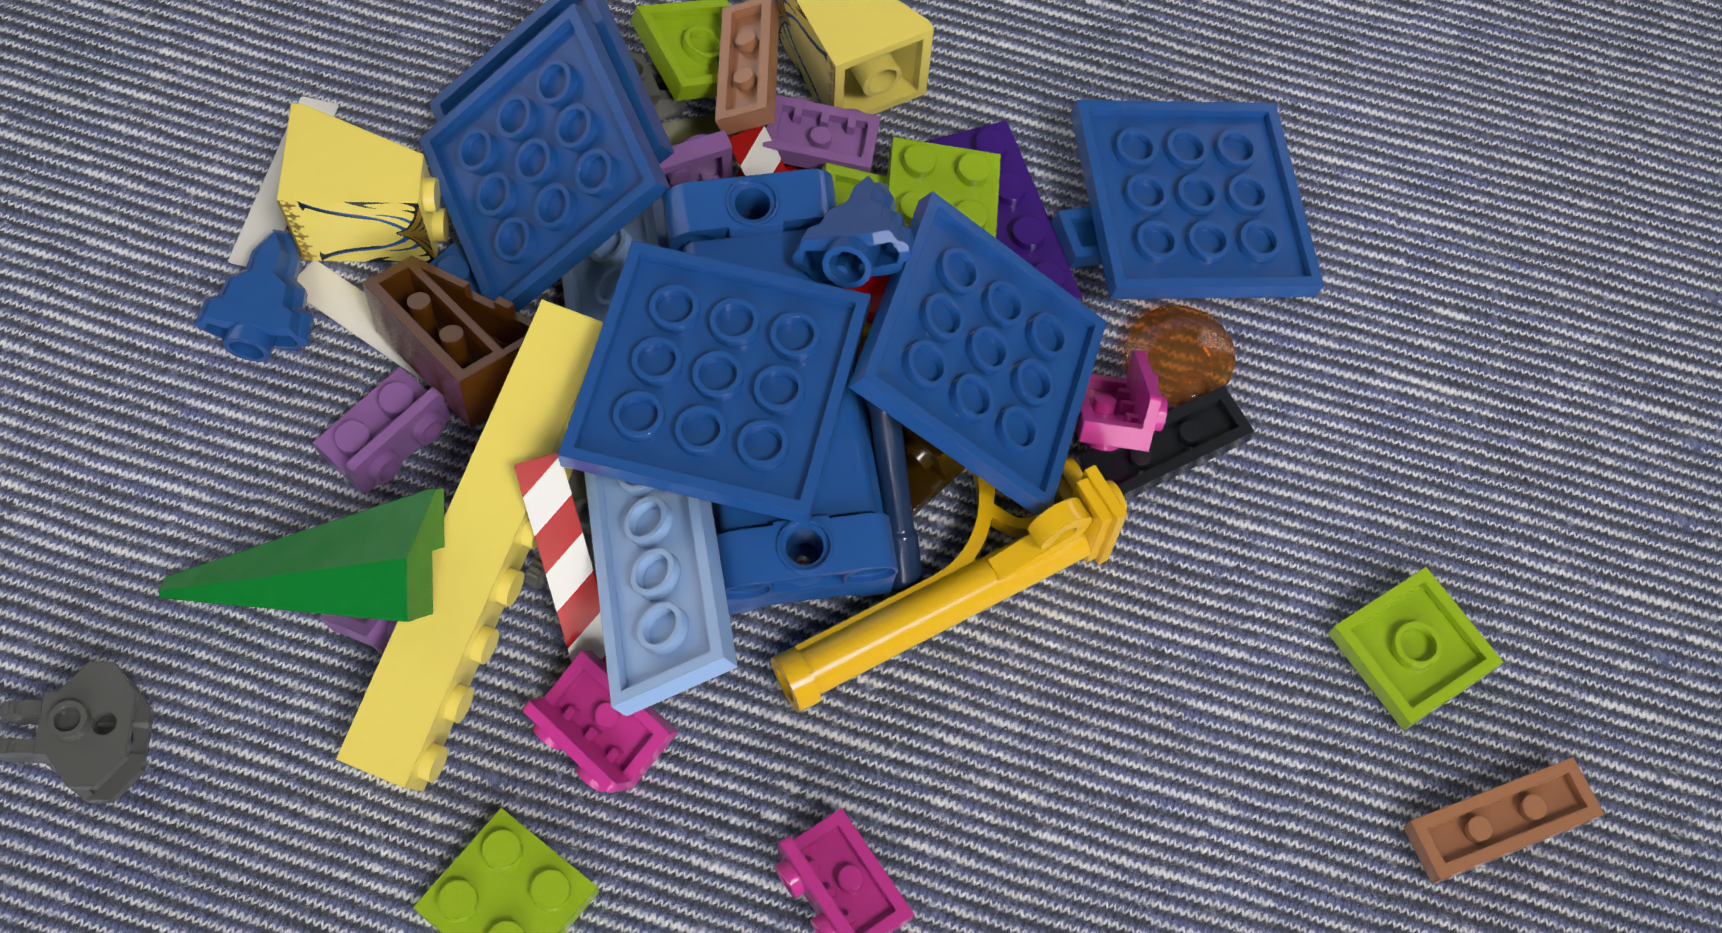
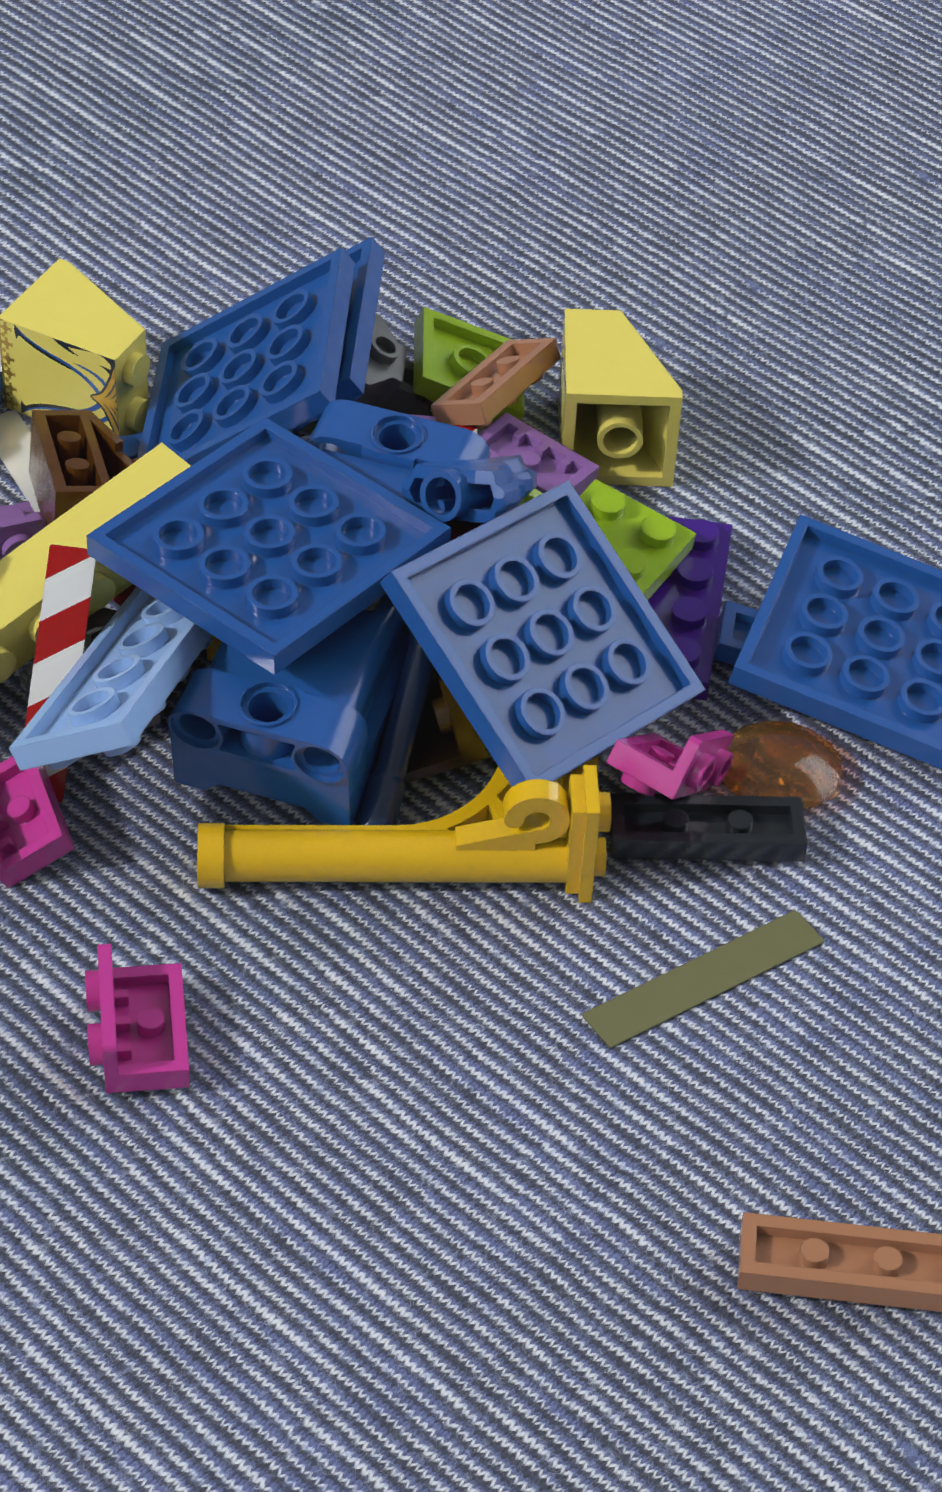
camera: 30 degrees right, 20 degrees down
(1234, 594) = (702, 978): none -> olive sticker
(1415, 648) = (856, 1086): lime plate -> none

